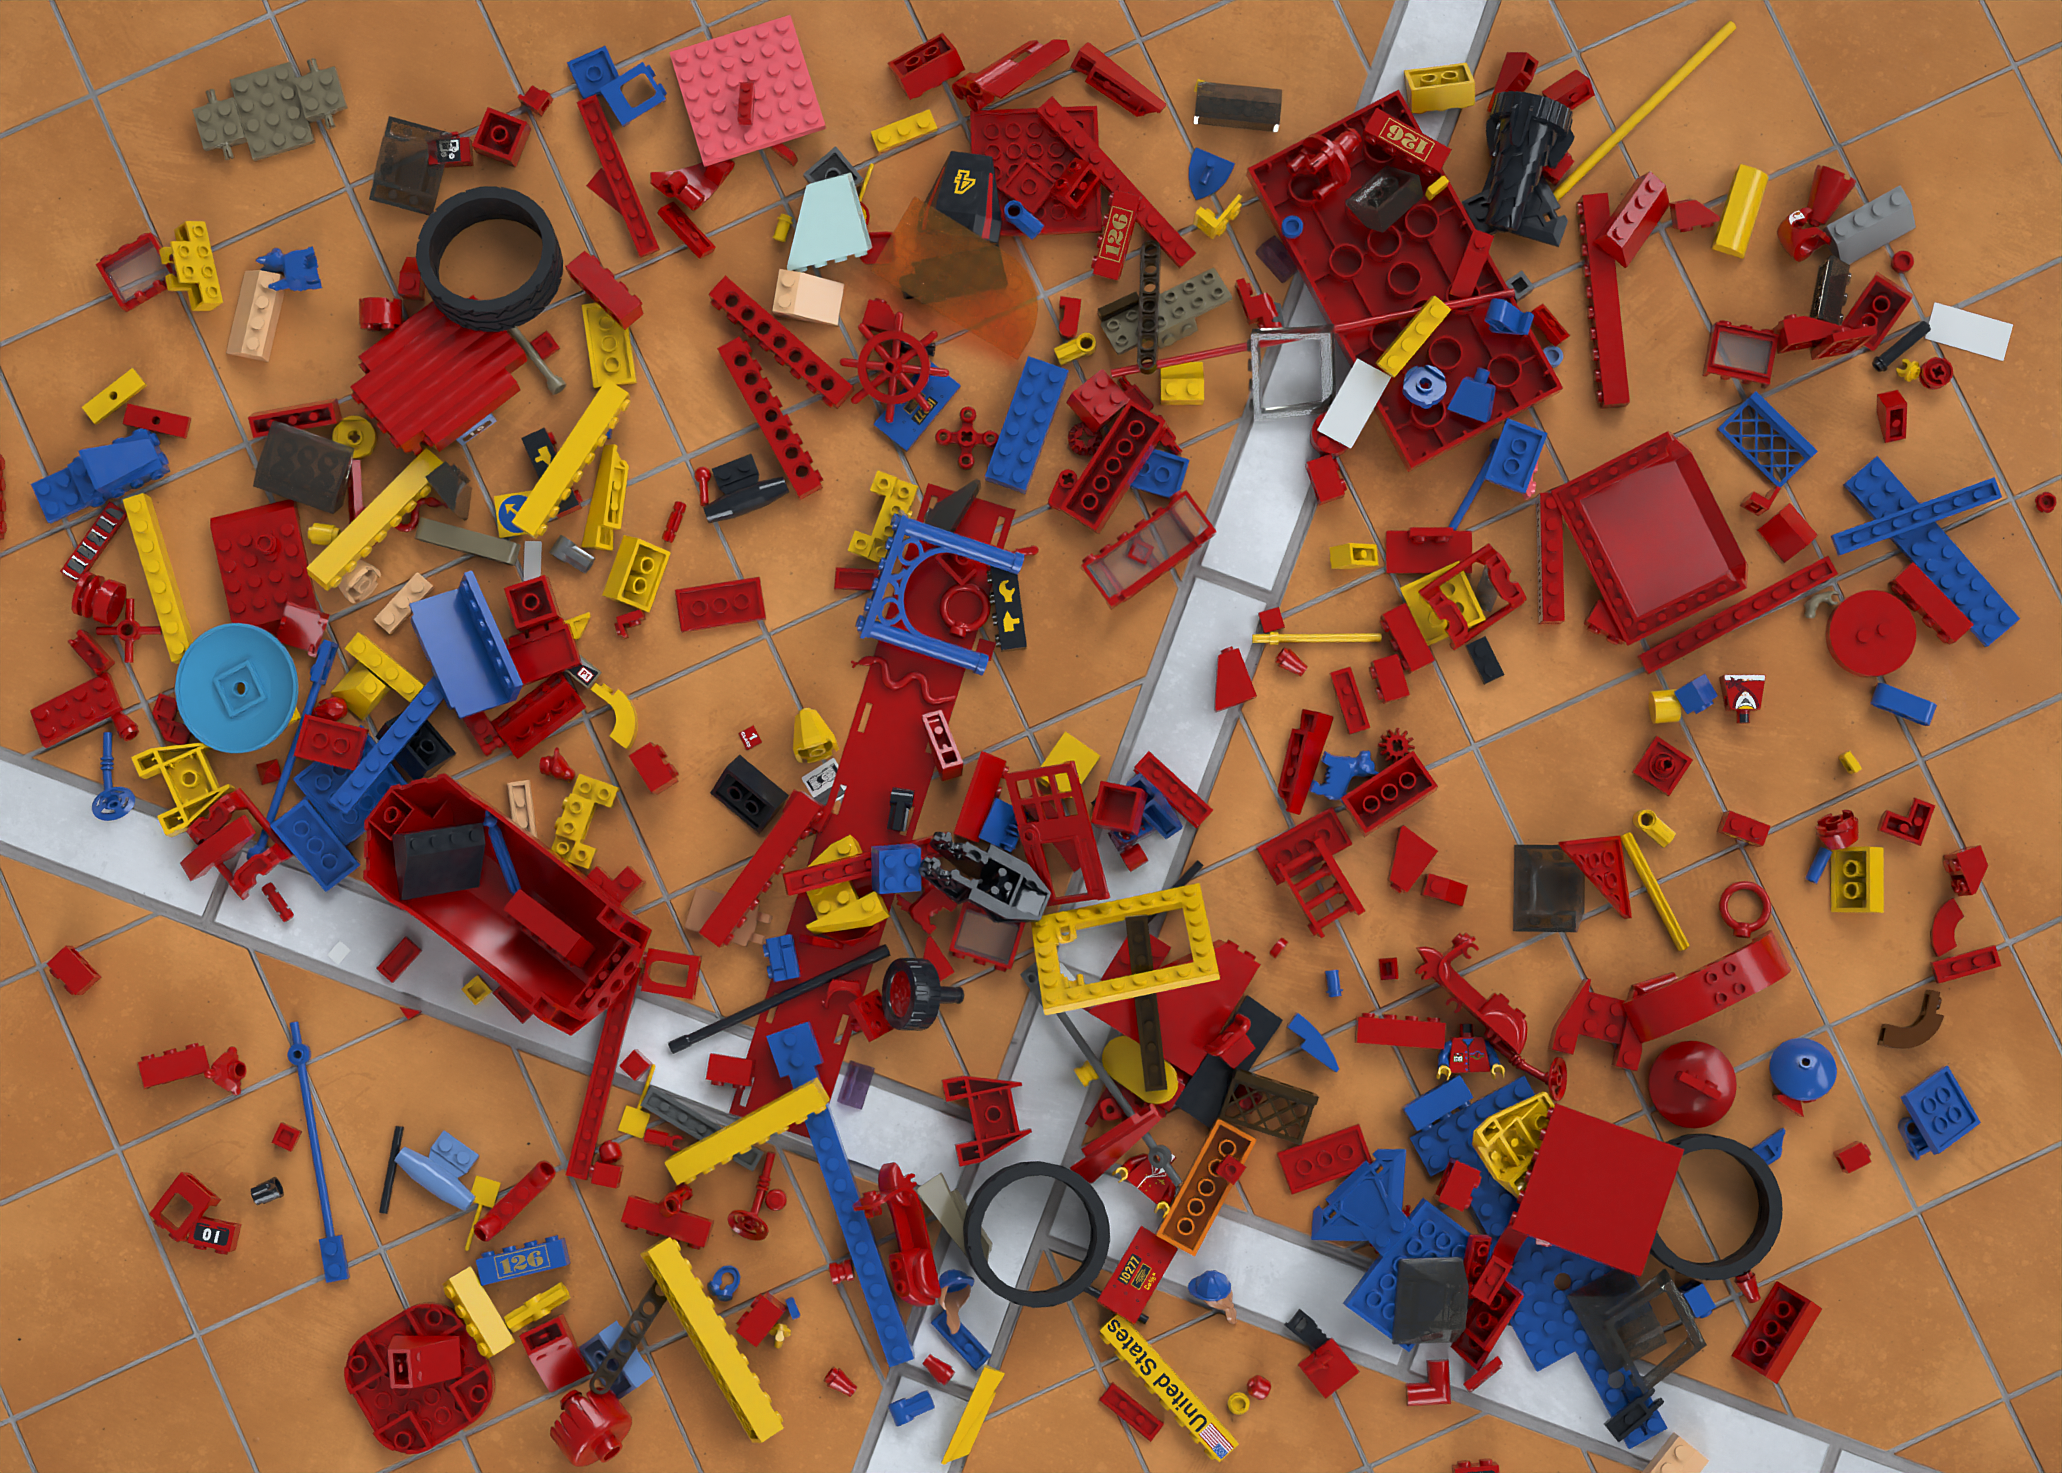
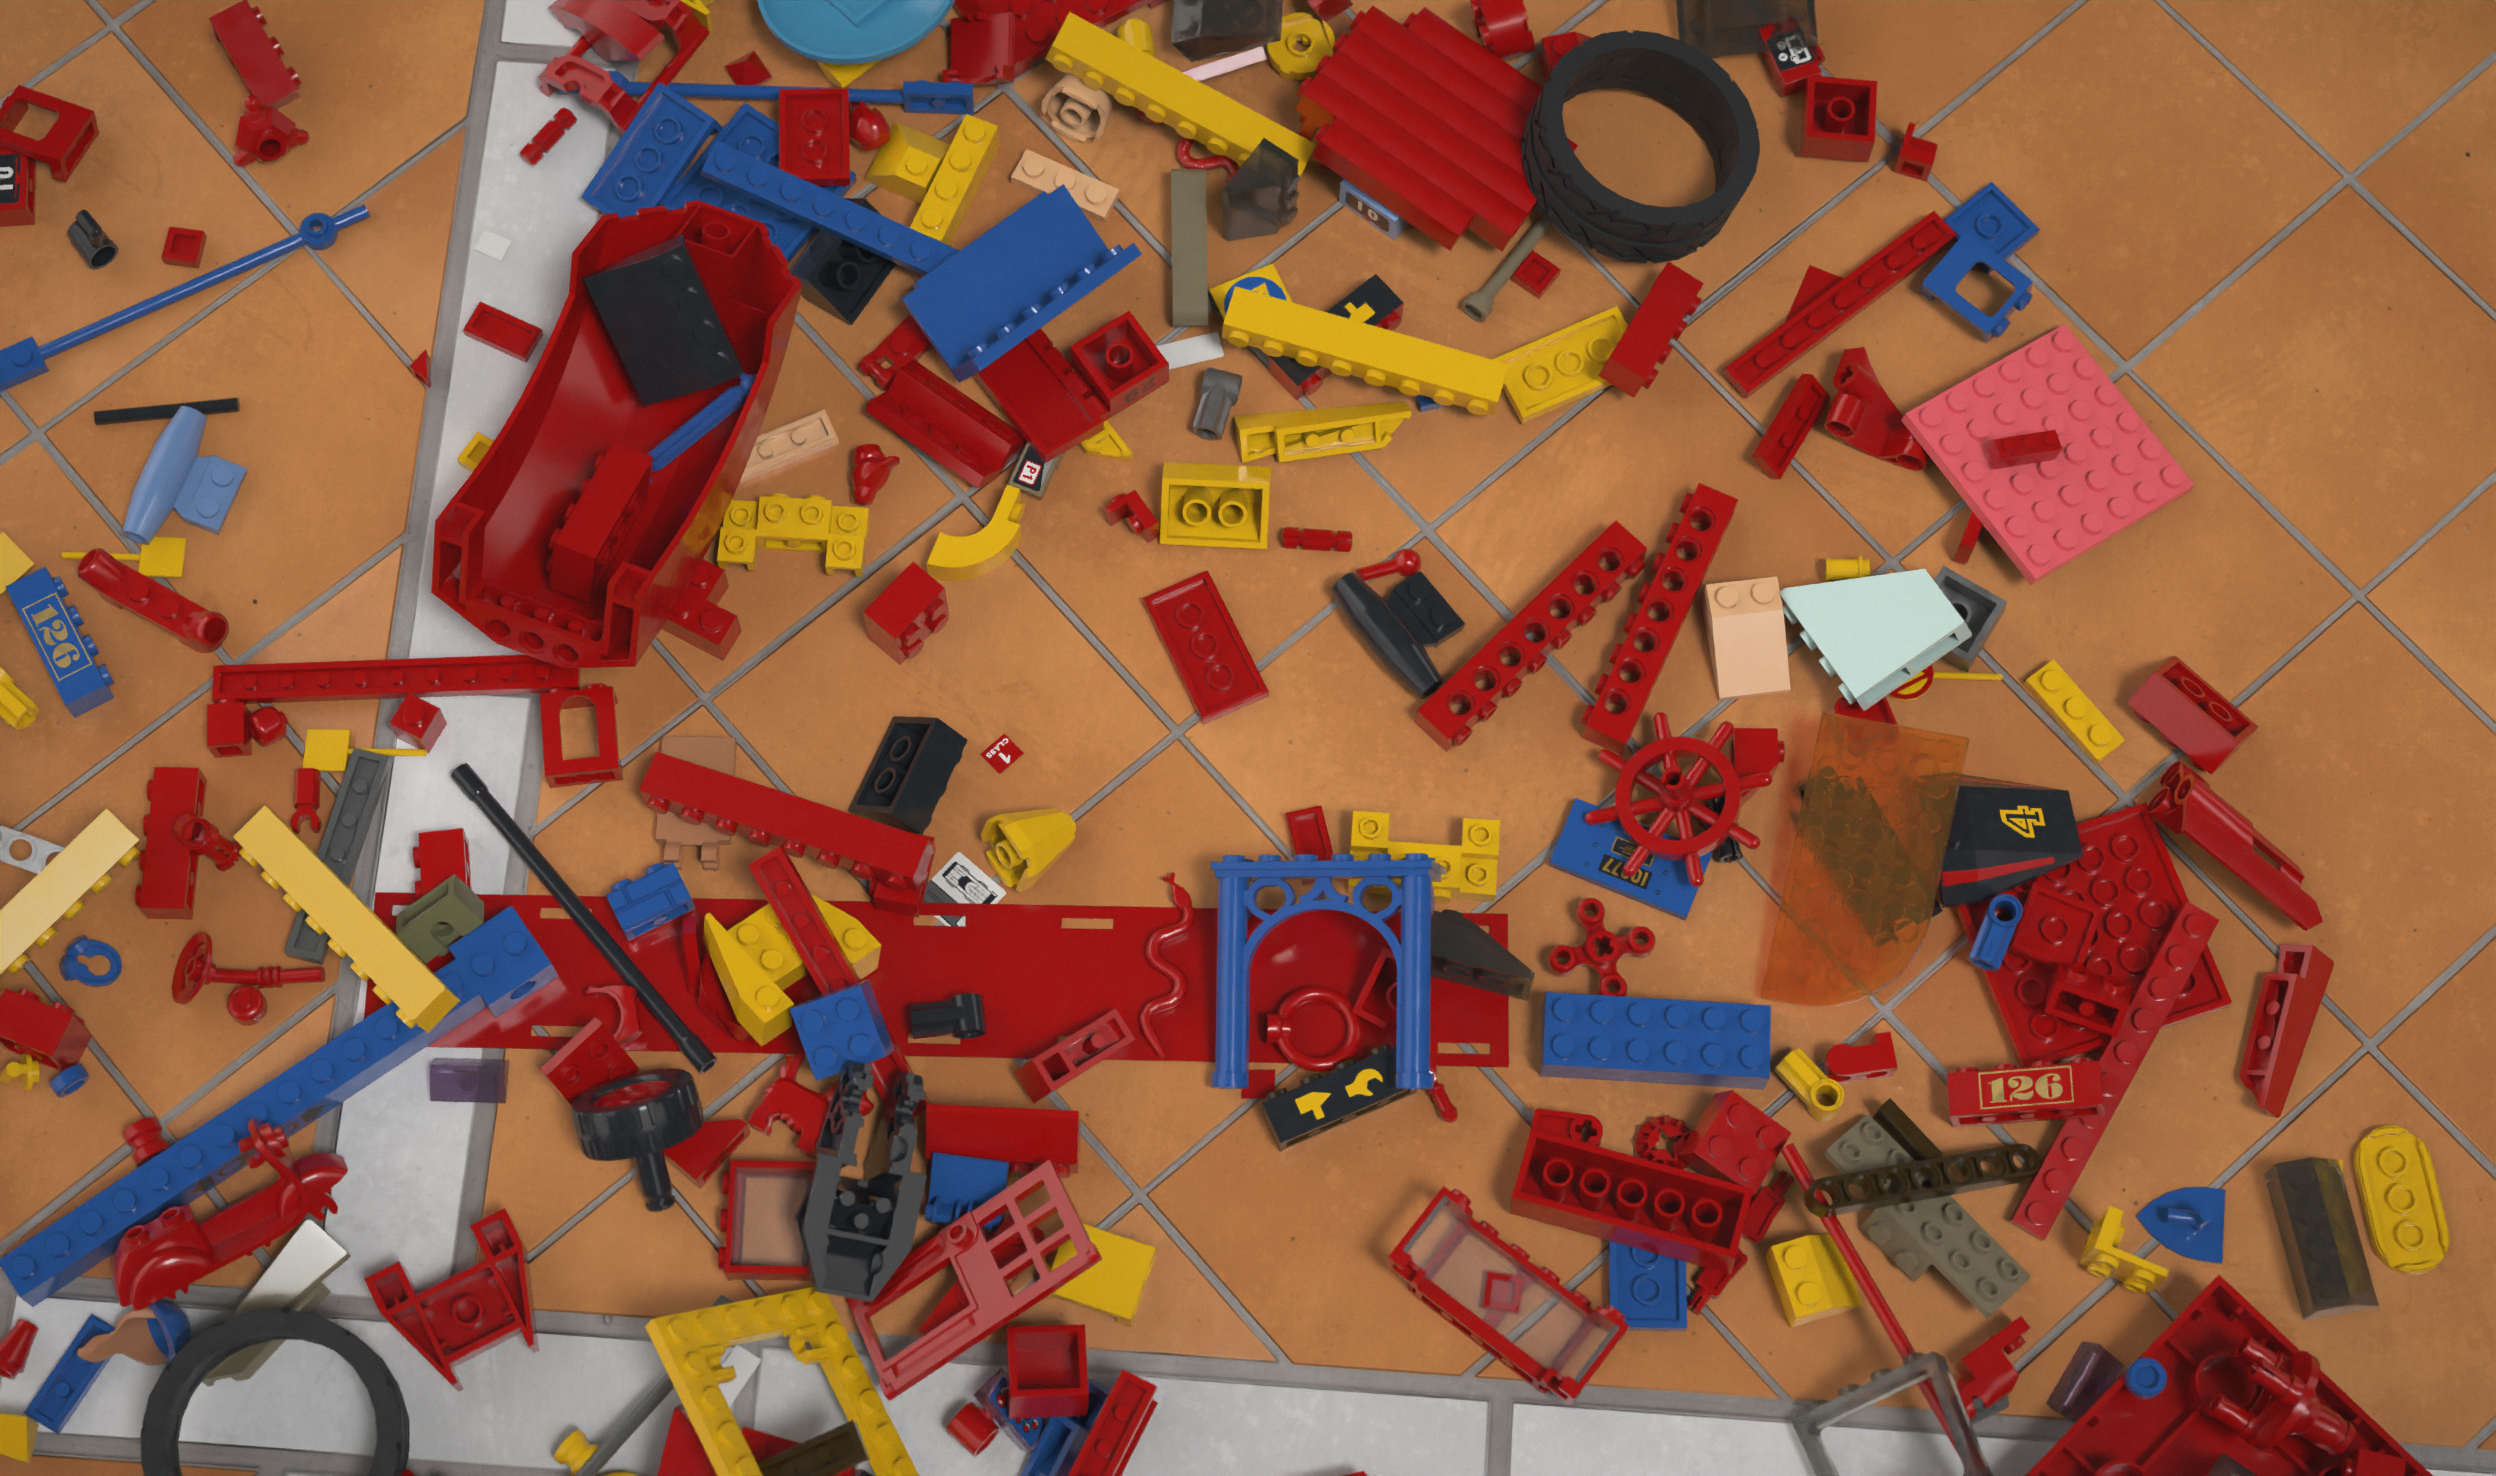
camera: 65 degrees right, 15 degrees down
(768, 1083) = (449, 903): none -> olive brick
(1229, 56) = (2401, 1200): none -> yellow tile

